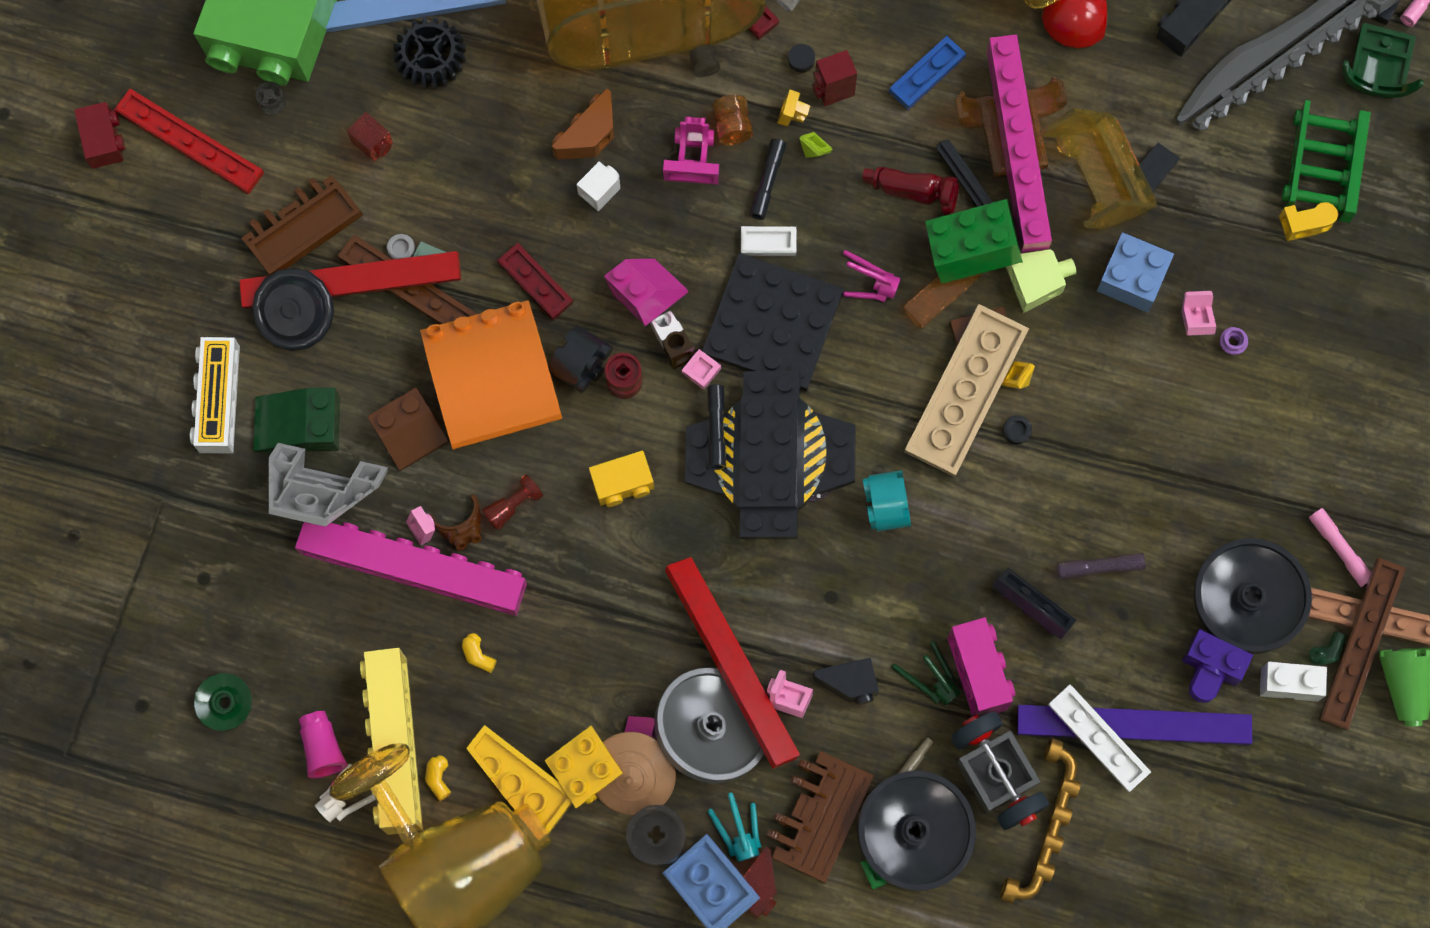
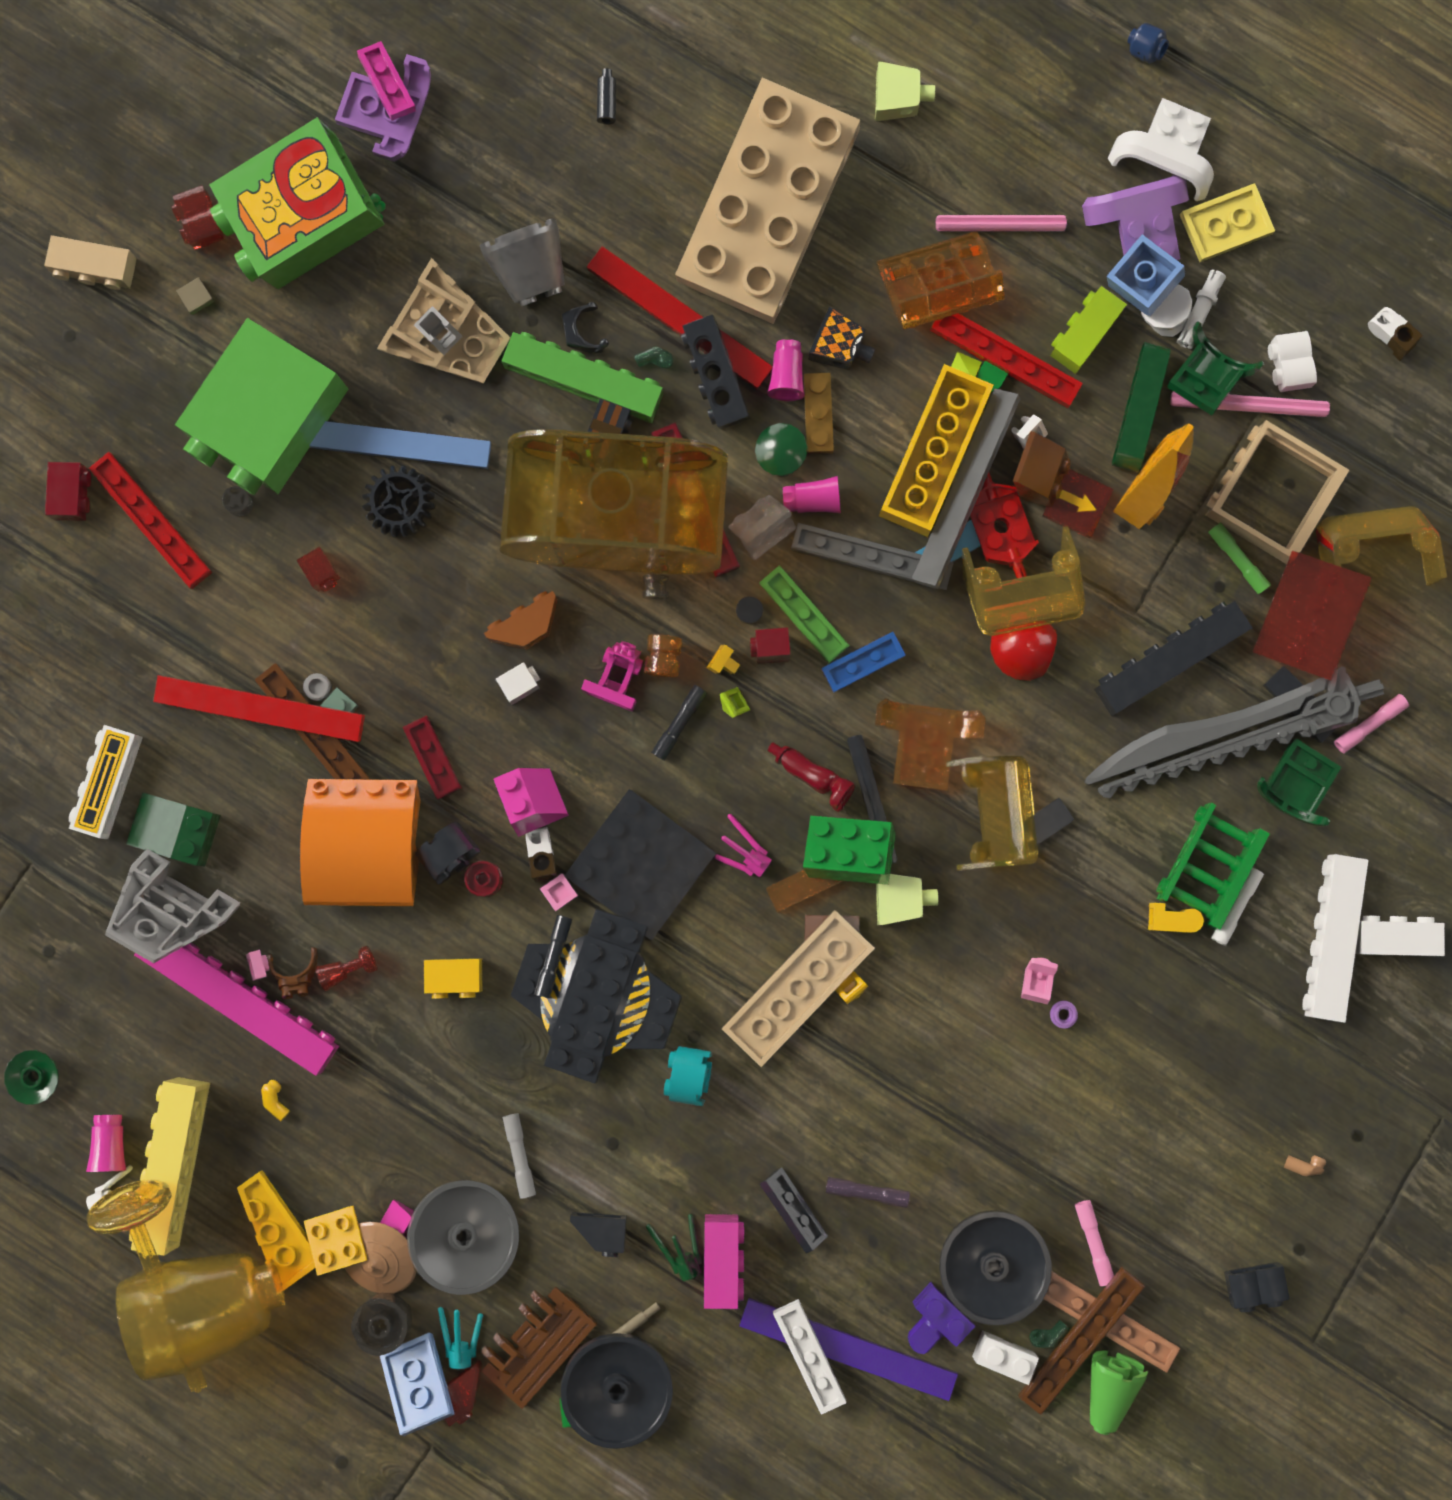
camera: 15 degrees right, 10 degrees up
(293, 309) = (198, 720): black piece -> none
(302, 226) = (230, 641): reddish brown hinge -> none
(407, 429) = (270, 868): reddish brown slope -> none
(433, 777) = (202, 1202): yellow arm -> none
(732, 663) = (499, 1182): red tile -> none
(751, 649) = (522, 1172): none -> light grey piece
(768, 241) = (661, 783): white tile -> none
(788, 695) = (542, 1228): bright pink bracket -> none
(861, 49) = (804, 614): none -> bright green tile
(998, 771) = (707, 1363): brick -> none
(1017, 429) = (833, 1037): black tile -> none
(1018, 144) = (923, 766): dark pink brick -> none
(1051, 841) = (736, 1434): pearl gold bar -> none
(1135, 272) = (993, 922): medium blue brick -> none
(1360, 220) = (1222, 936): none -> white piece

